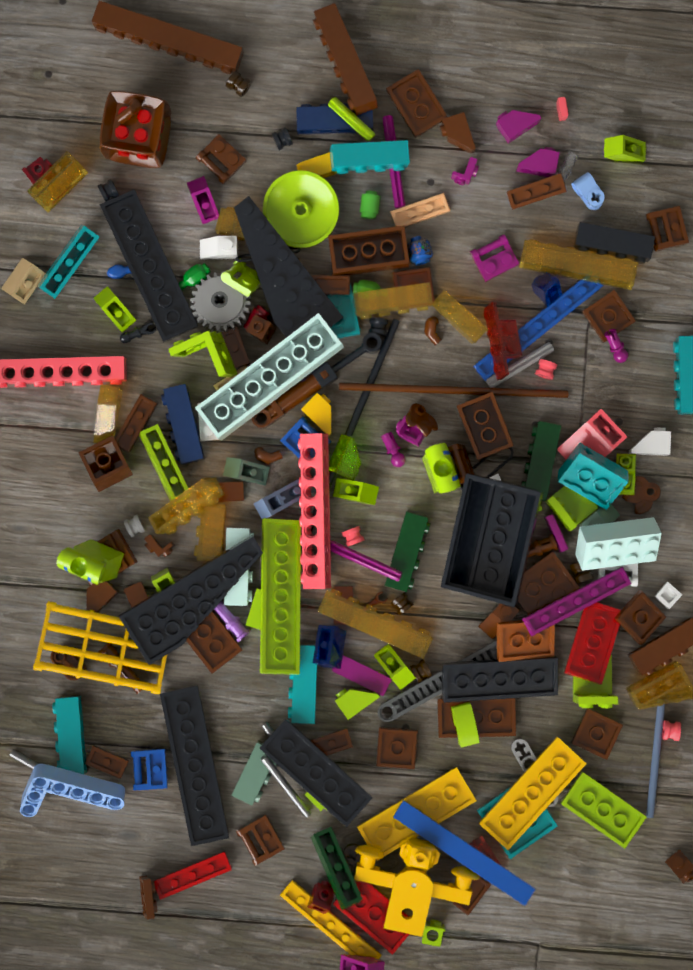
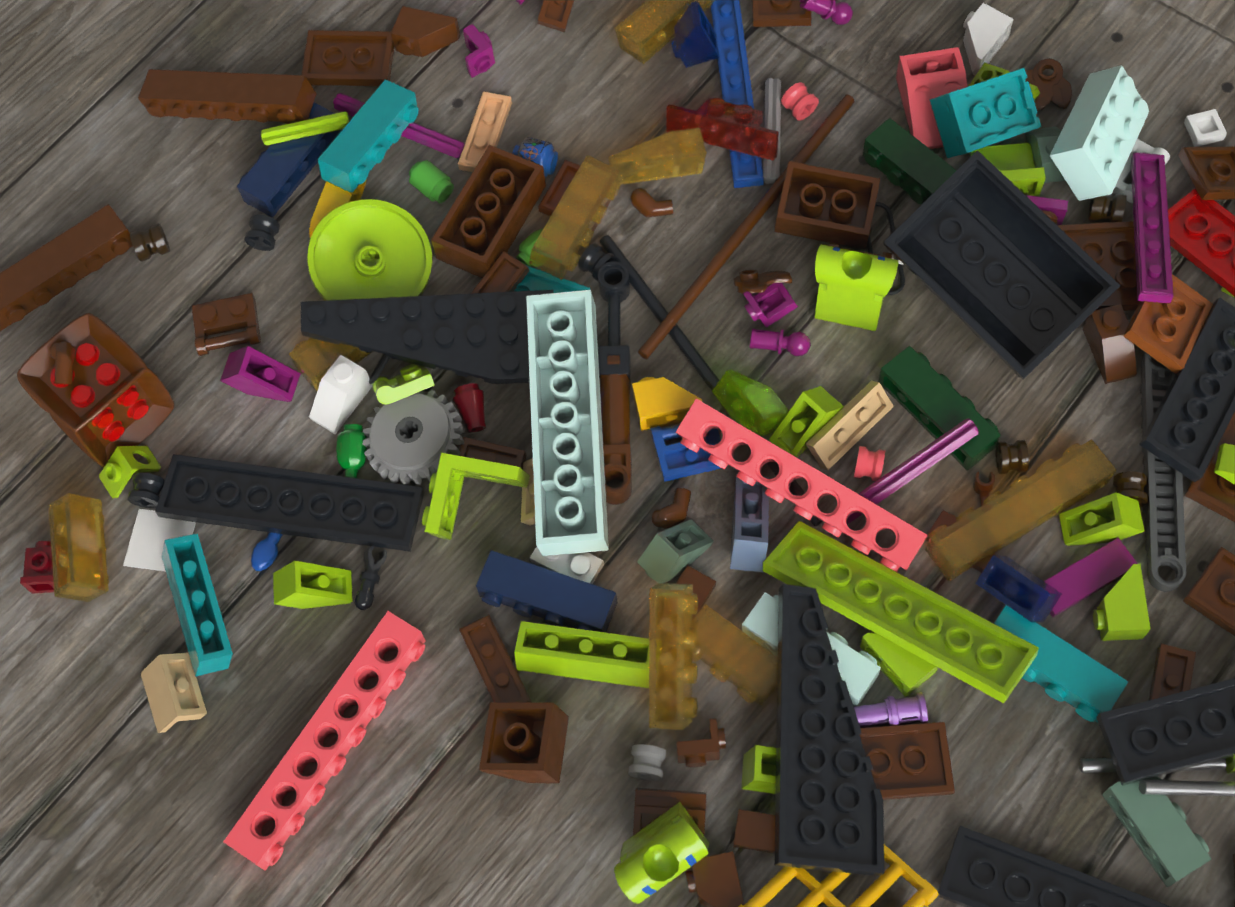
camera: 55 degrees left, 20 degrees down
(89, 213) = (149, 536): none -> white sticker
(107, 412) = (449, 692): clear yellow slope -> none
(110, 169) = (123, 465): none -> lime bracket
(261, 329) = (490, 403): reddish brown bracket -> none
(368, 514) = (849, 425): none -> tan plate
(498, 263) = (620, 84): magenta plate -> none

